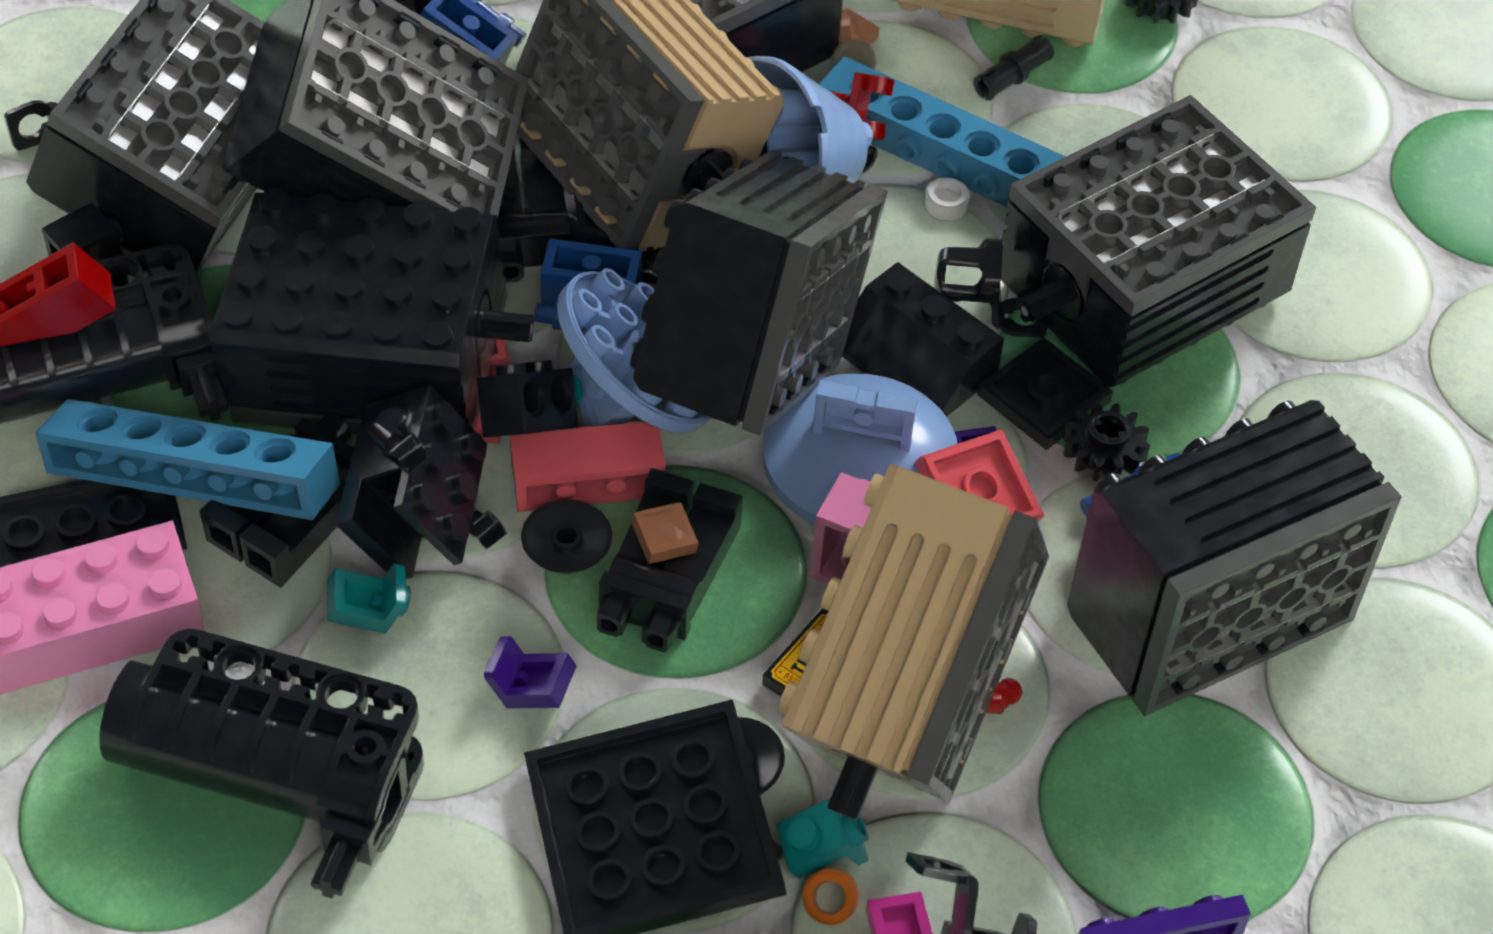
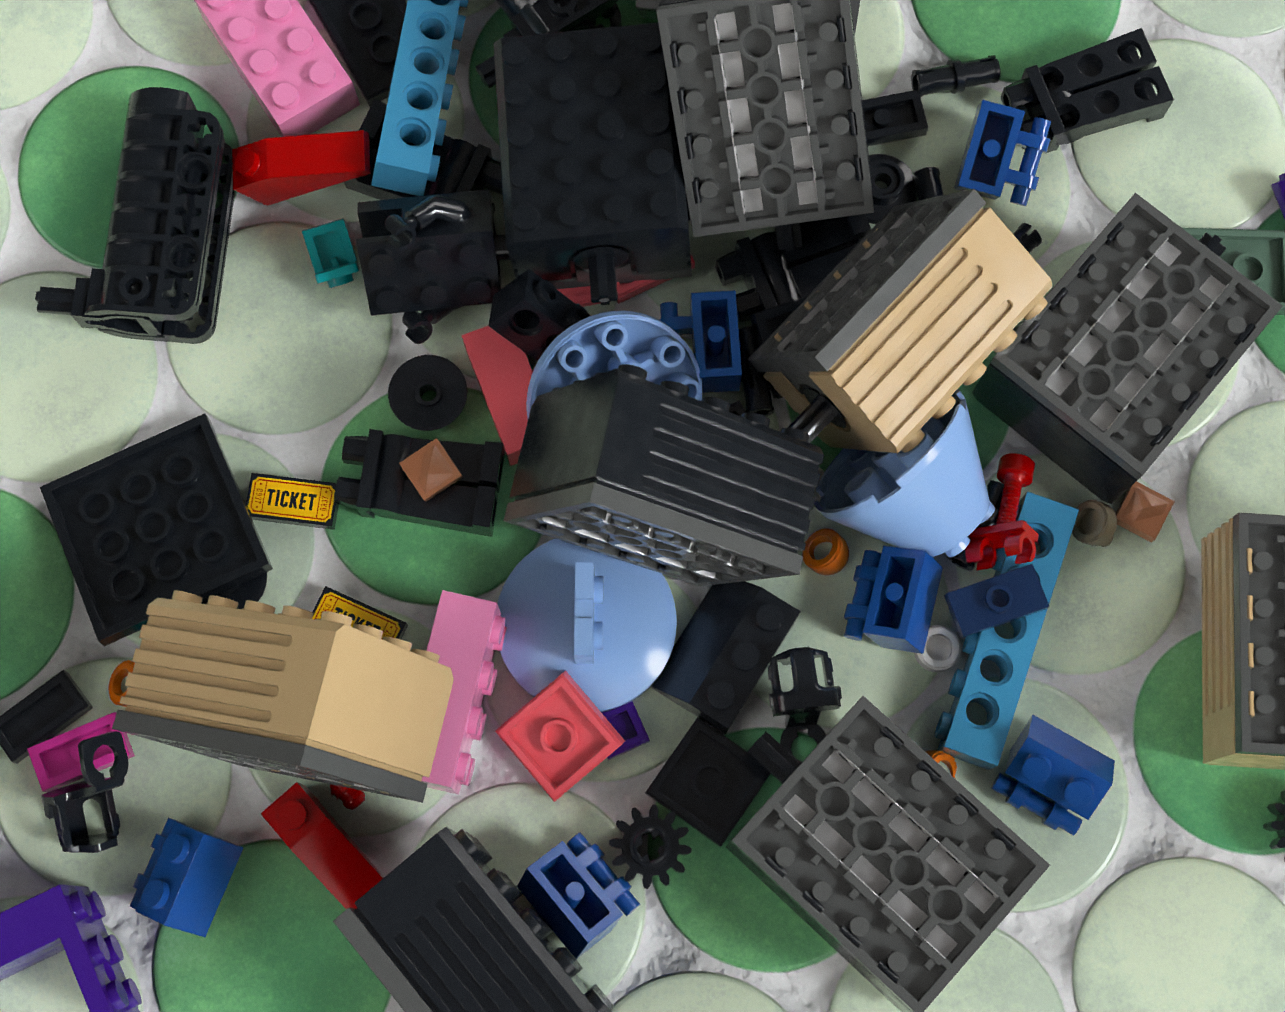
camera: 80 degrees right, 25 degrees up
(256, 579) = (299, 164): none -> red slope
(528, 679) = (281, 397): dark purple bracket -> none
(653, 686) = (292, 501): none -> tile
(913, 203) = (894, 598): none -> blue brick
(921, 123) = (996, 601): none -> dark blue plate
(1013, 67) = (1140, 686): black pin -> none
(1057, 723) = (322, 844): none -> red slope
(1078, 847) = (185, 878): none -> blue brick
(1086, 120) = (1058, 768): none -> blue brick

